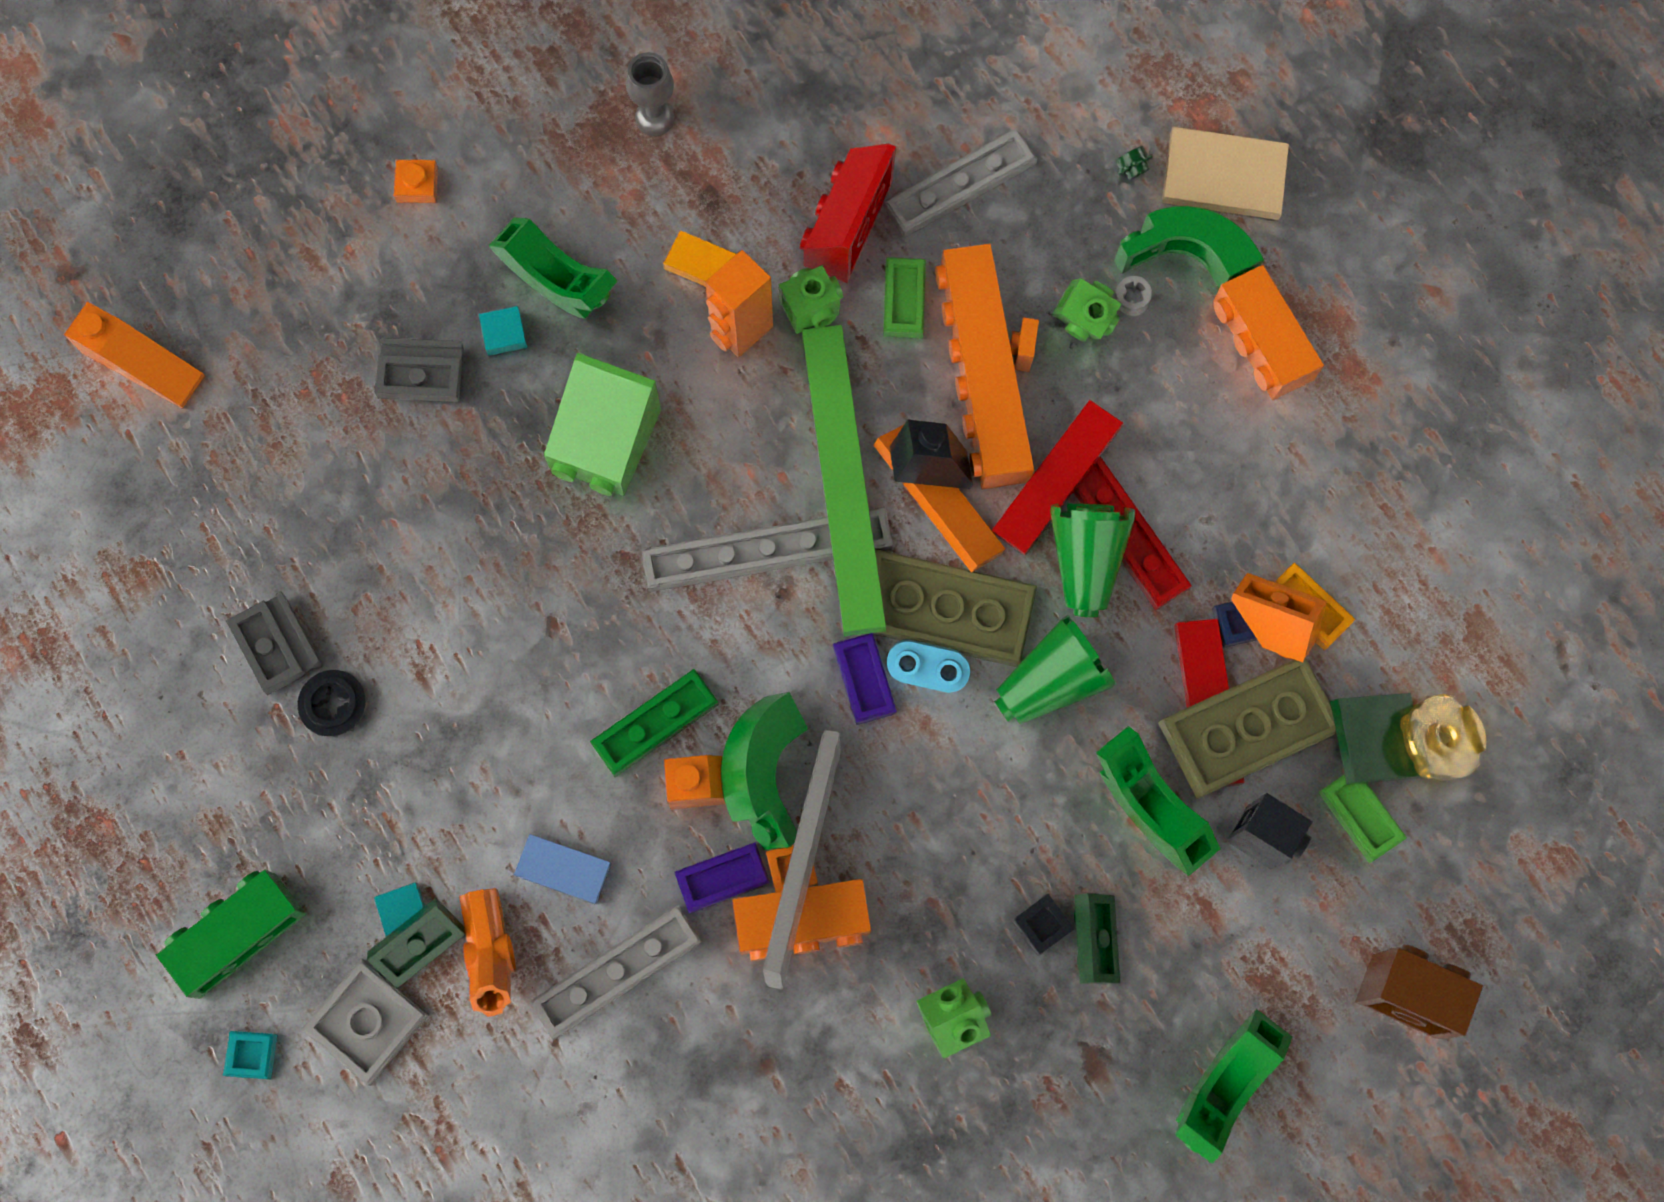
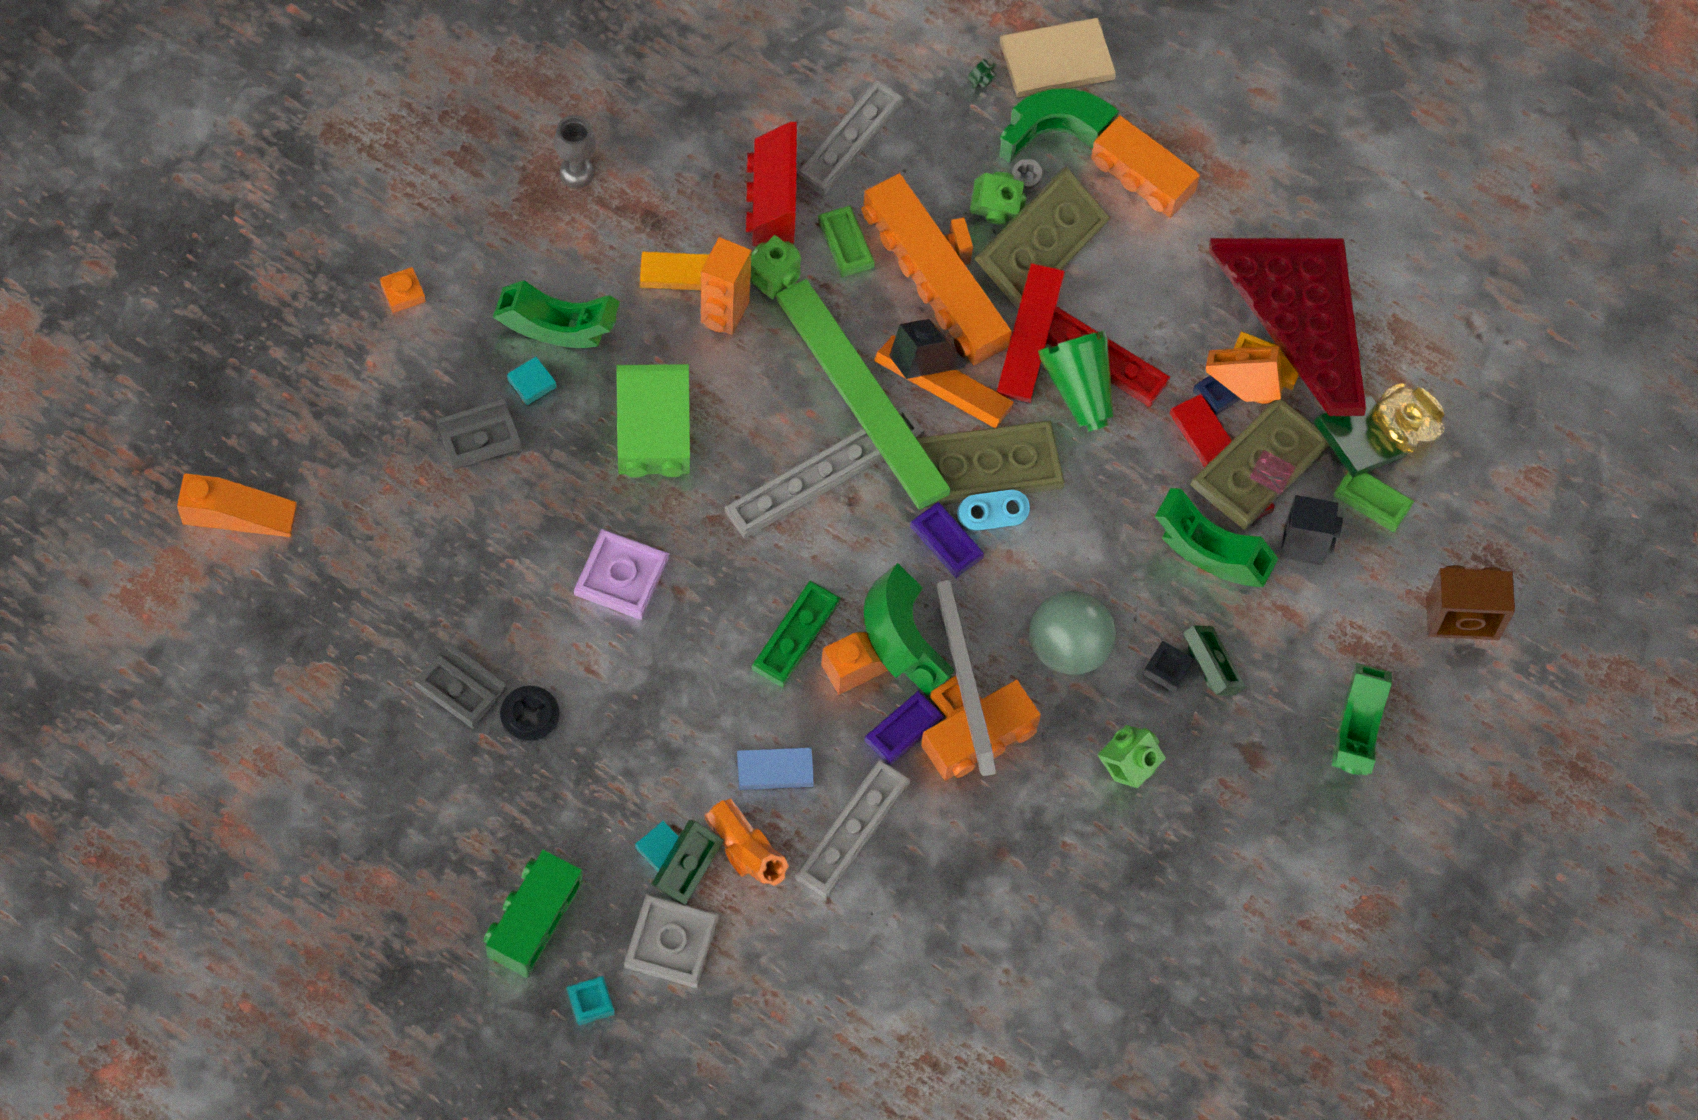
camera: 25 degrees left, 10 degrees down
(500, 582) = (621, 574): none -> lavender tile
(955, 840) = (1072, 632): none -> sand green piece
(1054, 675) = (1096, 477): green cone -> none
(1120, 369) = (1043, 233): none -> olive tile
(1255, 748) = (1272, 472): none -> clear pink tile
(1378, 564) = (1306, 307): none -> dark red wing

